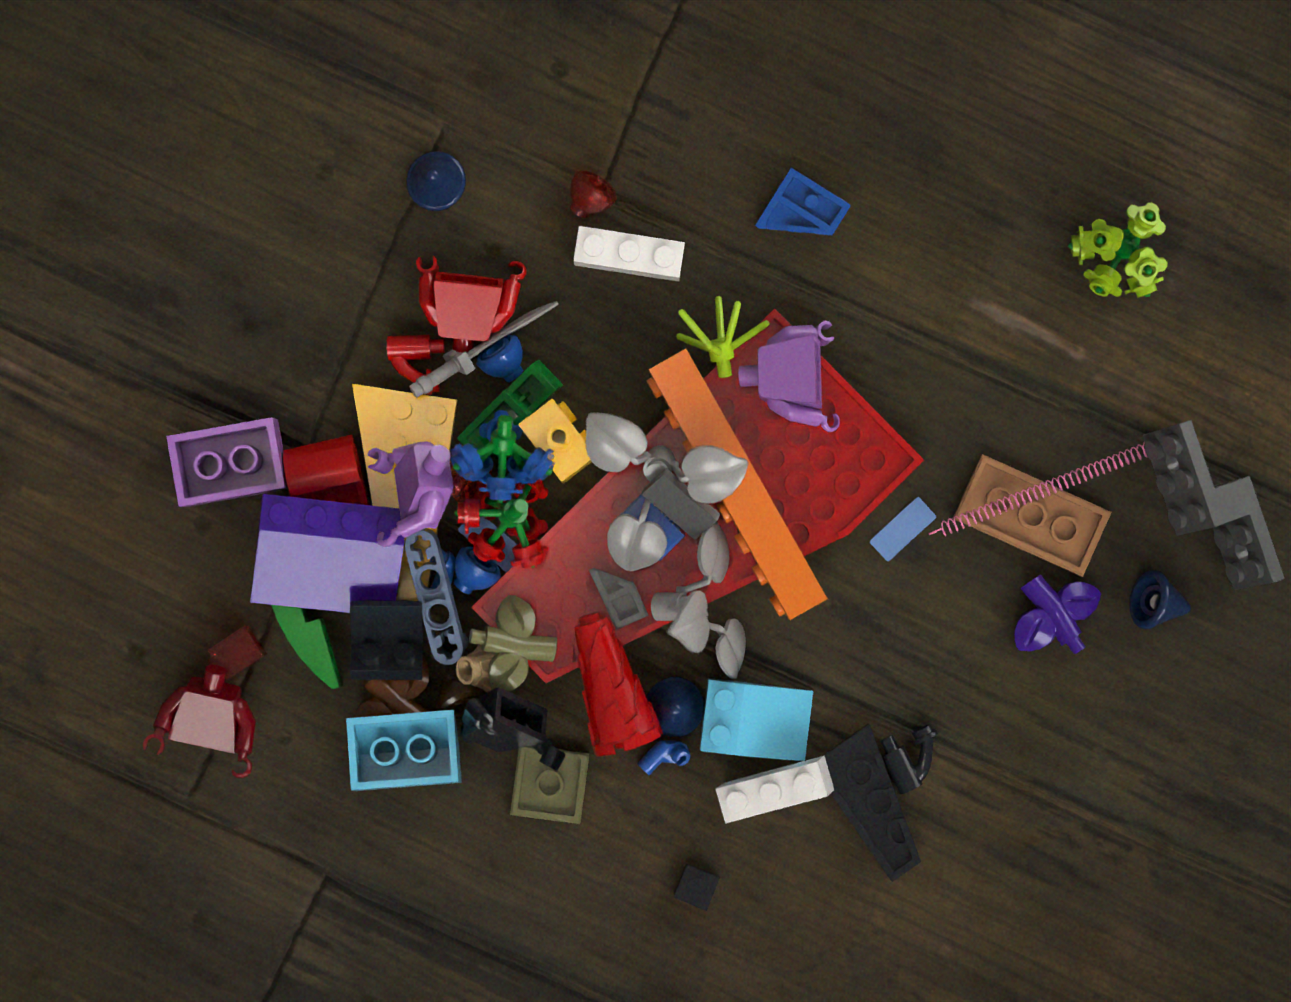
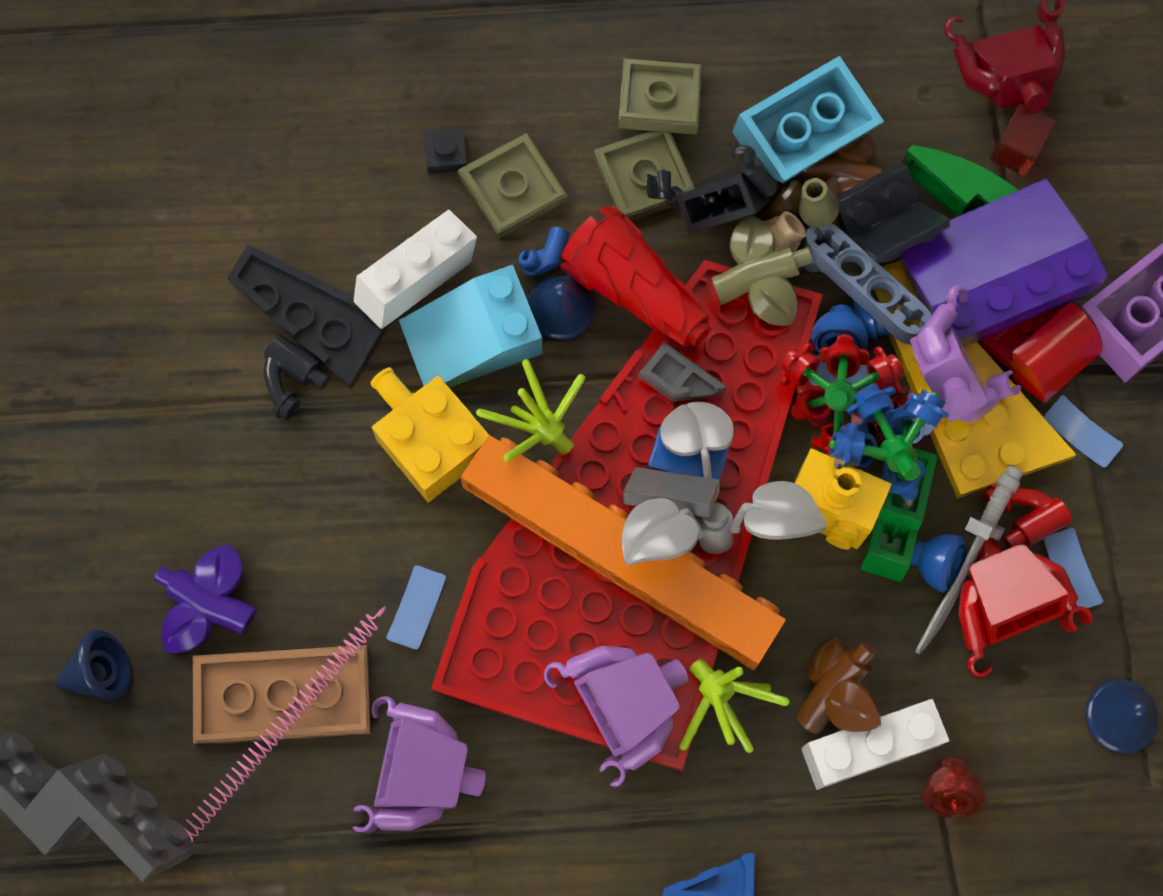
camera: 150 degrees right, 15 degrees down
(332, 399) = (1082, 432): none -> medium blue sticker
(404, 303) = (1066, 551): none -> medium blue sticker
(433, 668) = (818, 204): none -> olive cone
(502, 842) = (660, 96): none -> olive tile
(637, 302) = (838, 689): none -> reddish brown plant
(659, 828) = (512, 185): none -> olive tile
(690, 612) = (594, 358): light grey plant -> none
(743, 610) = (544, 424): none -> lime plant
(830, 654) = (426, 432): none -> yellow brick
(960, 406) = (419, 770): none -> medium lavender torso

